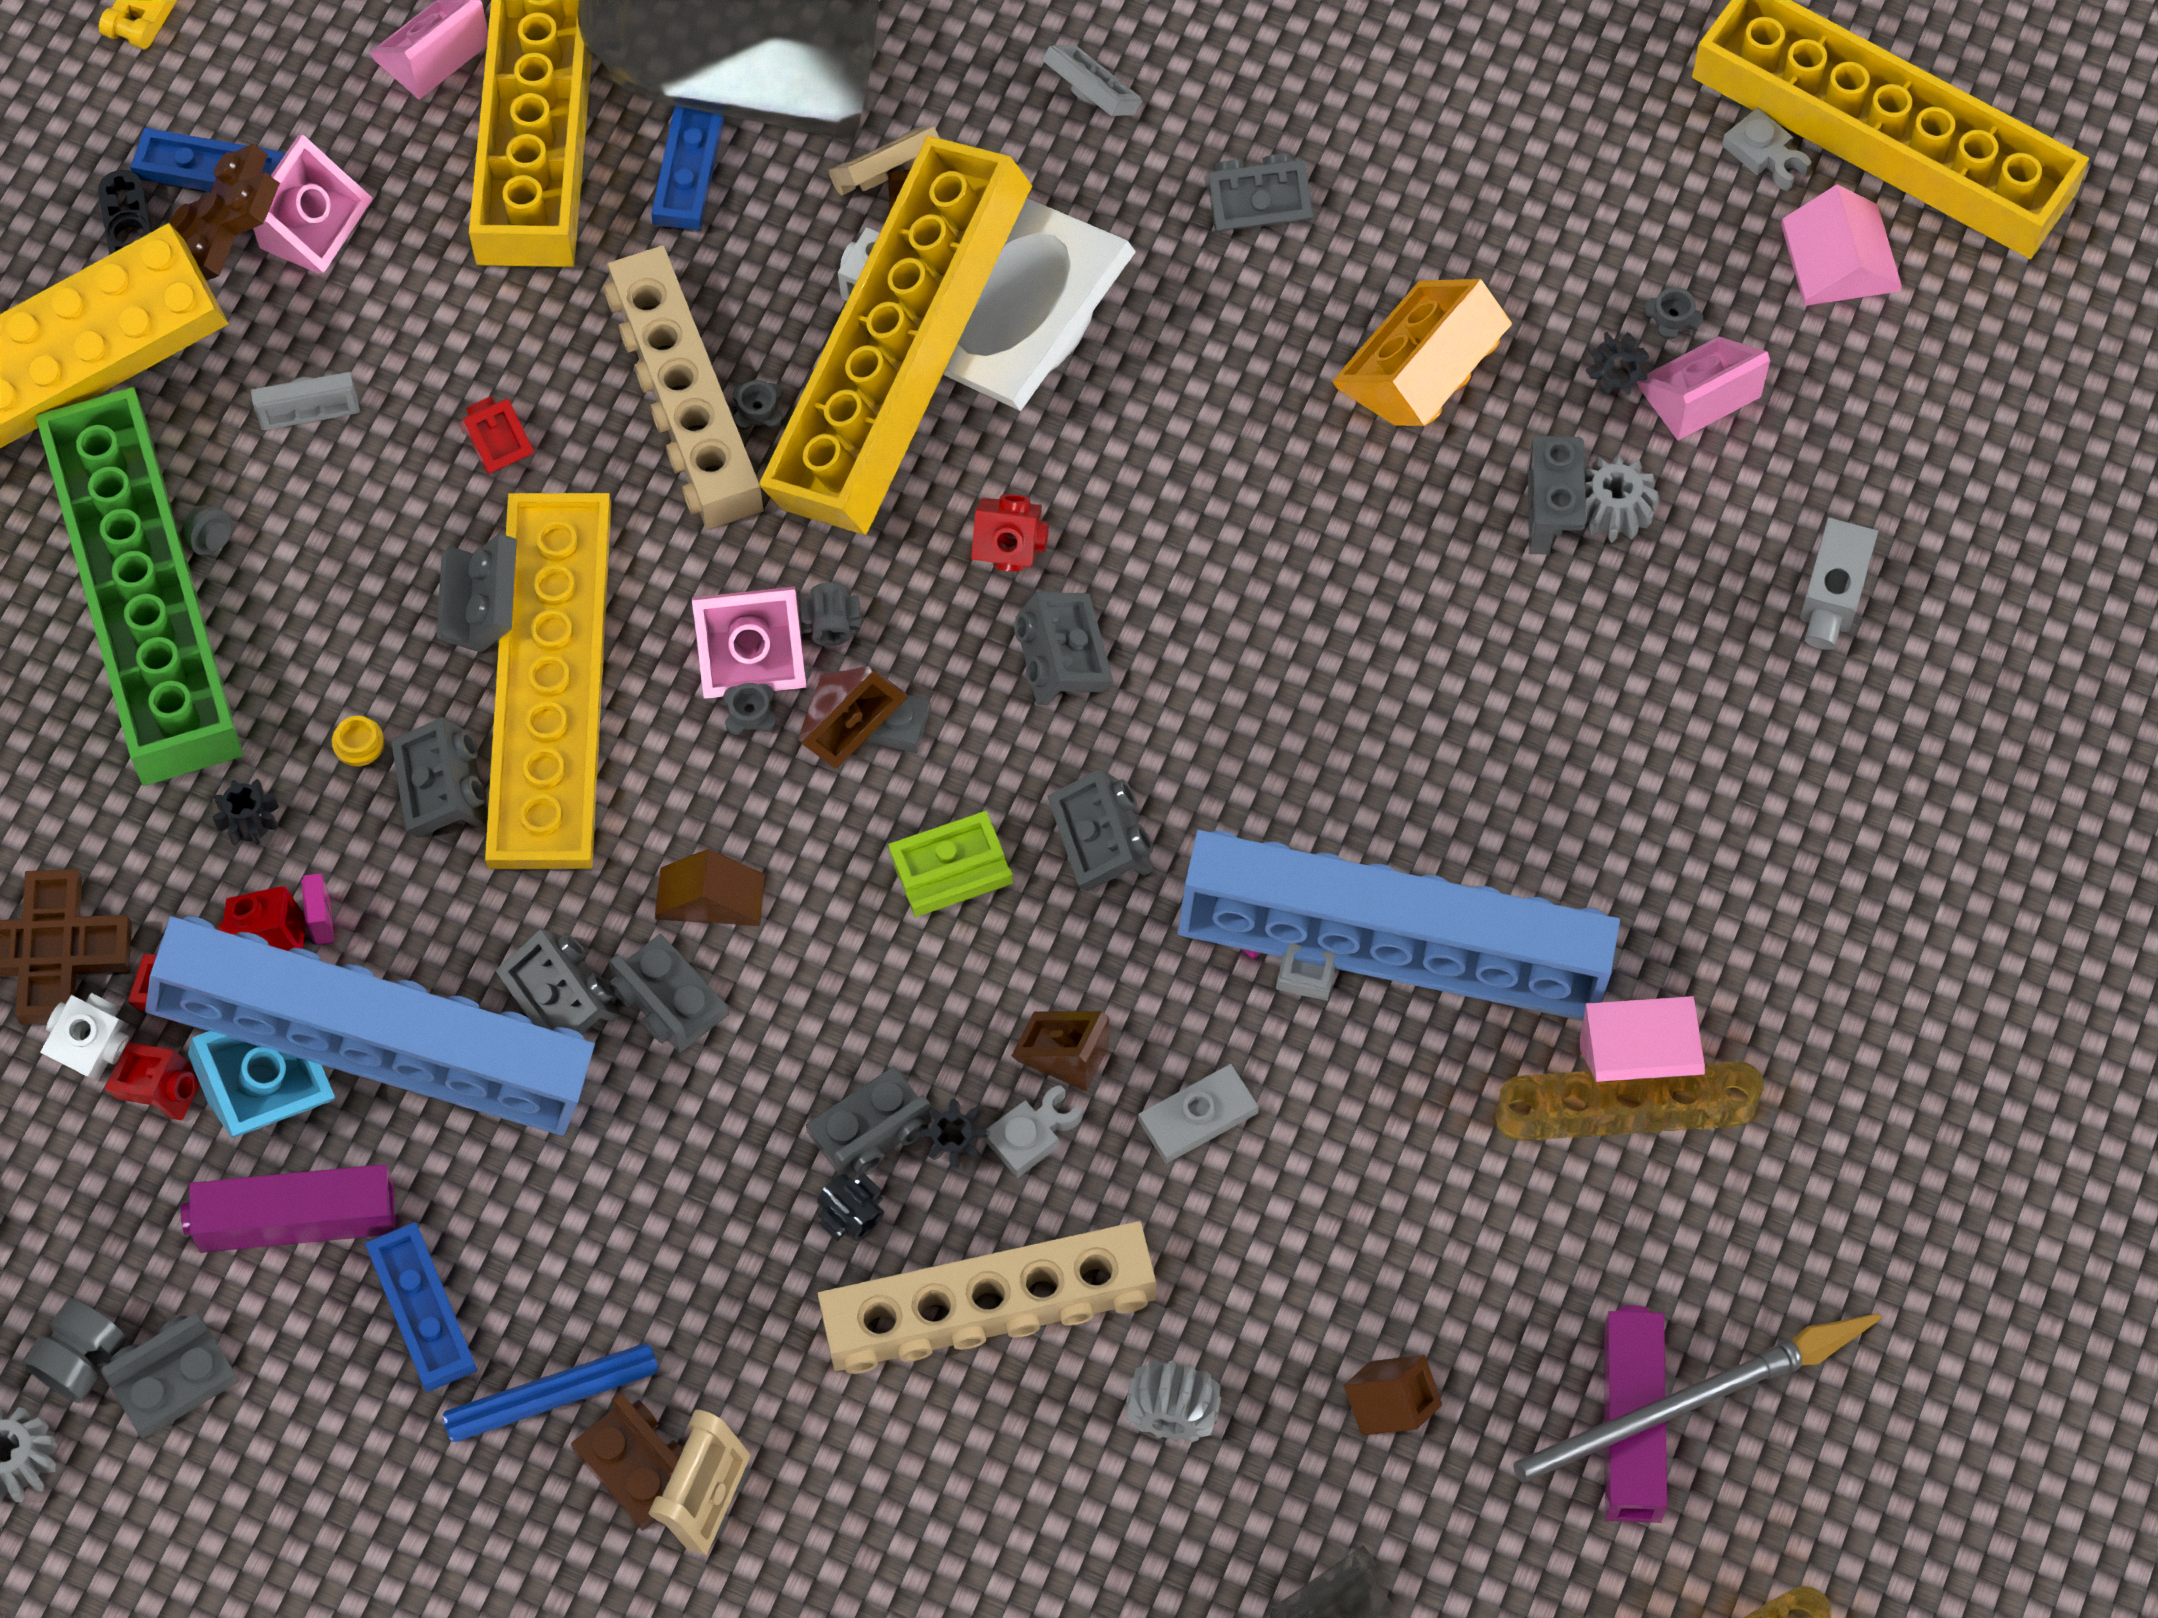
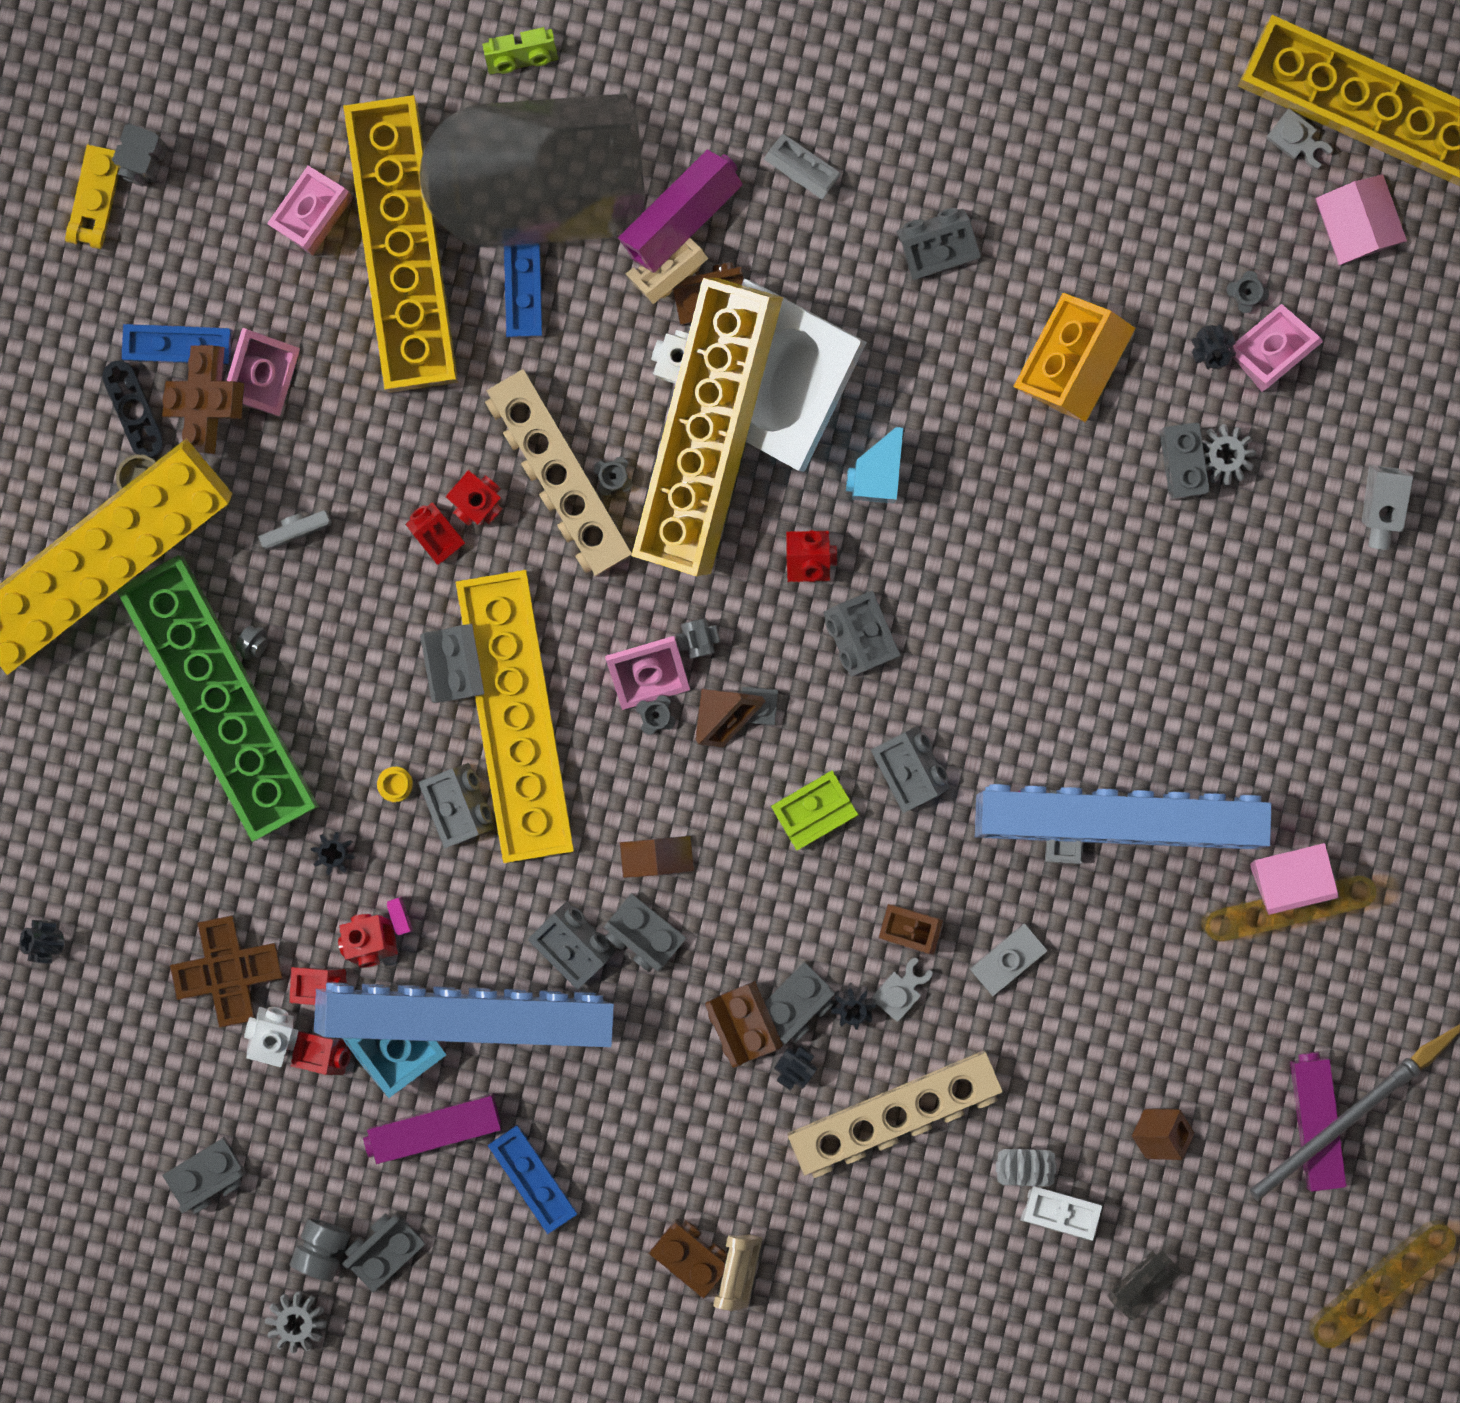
camera: 15 degrees left, 25 degrees up
(550, 1392) = (627, 1220): blue axle -> none
(560, 395) = (466, 489): none -> red brick
(786, 1134) = (743, 1024): none -> reddish brown bracket
(917, 96) = (681, 210): none -> magenta brick
(1123, 434) = (877, 471): none -> medium azure slope
(1216, 1483) = (1061, 1213): none -> white hinge

